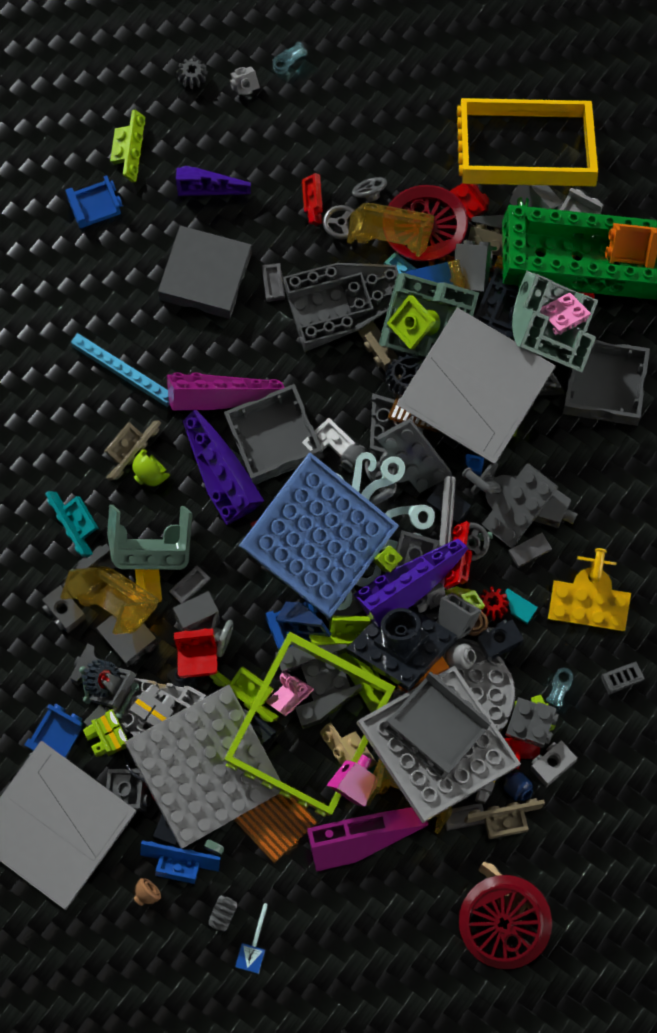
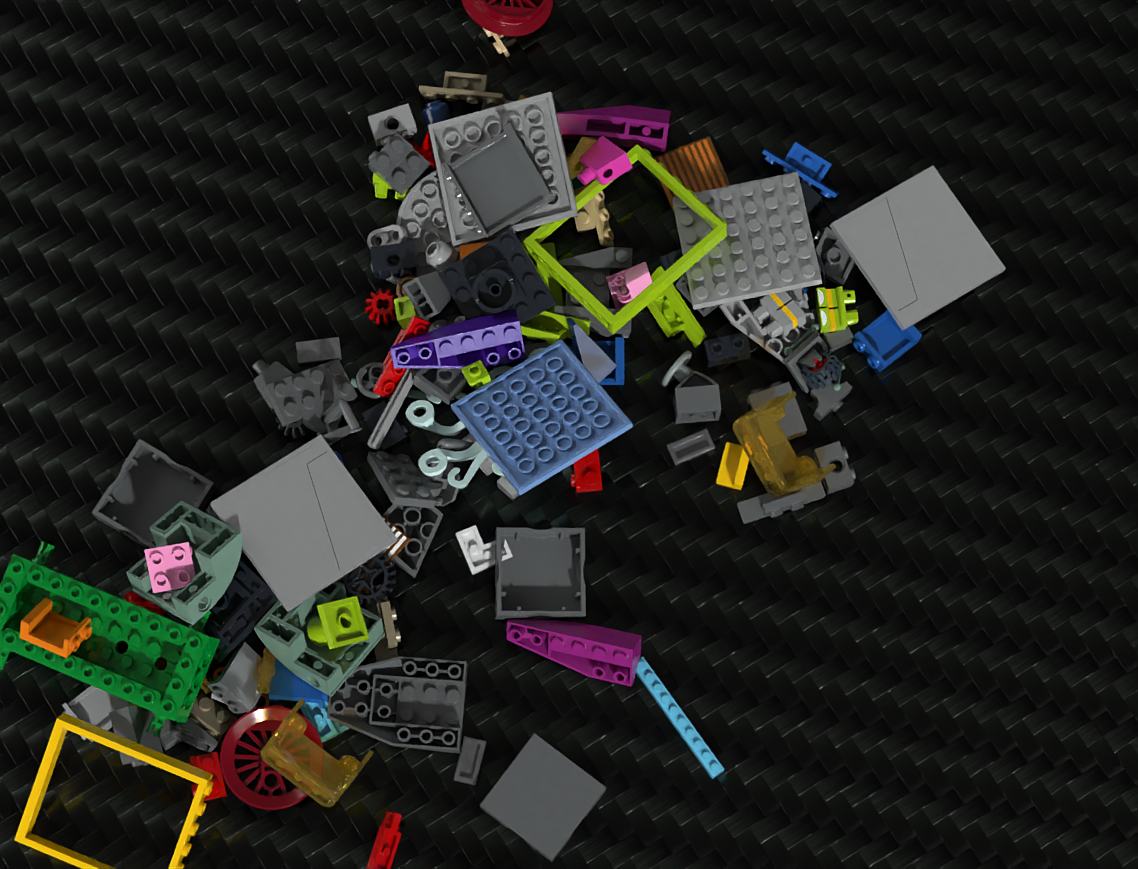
camera: 160 degrees left, 5 degrees up
(75, 519) = (789, 562): teal bracket -> none
(126, 445) = (702, 623): dark tan bracket -> none
(146, 892) = (845, 150): medium nougat brick -> none
(148, 469) = (689, 585): lime cylinder -> none
(150, 553) = (718, 489): sand green windscreen -> none
(196, 653) = (714, 352): red bracket -> none
(213, 847) = (764, 169): sand green tile -> none
(221, 471) = (611, 555): dark purple wedge -> none
(222, 913) = (779, 100): dark grey gear -> none
(250, 956) = (764, 57): piece -> none
(342, 230) = (365, 782): flat silver piece -> none
(349, 457) = (462, 516): dark grey head -> none
(368, 189) = (316, 827): dark grey piece -> none
(514, 660) = (387, 235): none -> light grey plate
(520, 607) = (355, 295): teal tile -> none
(559, 688) = (351, 197): clear light blue connector -> none
(590, 602) = (281, 271): yellow plate -> none
(609, 685) = (291, 192): dark grey slope -> none

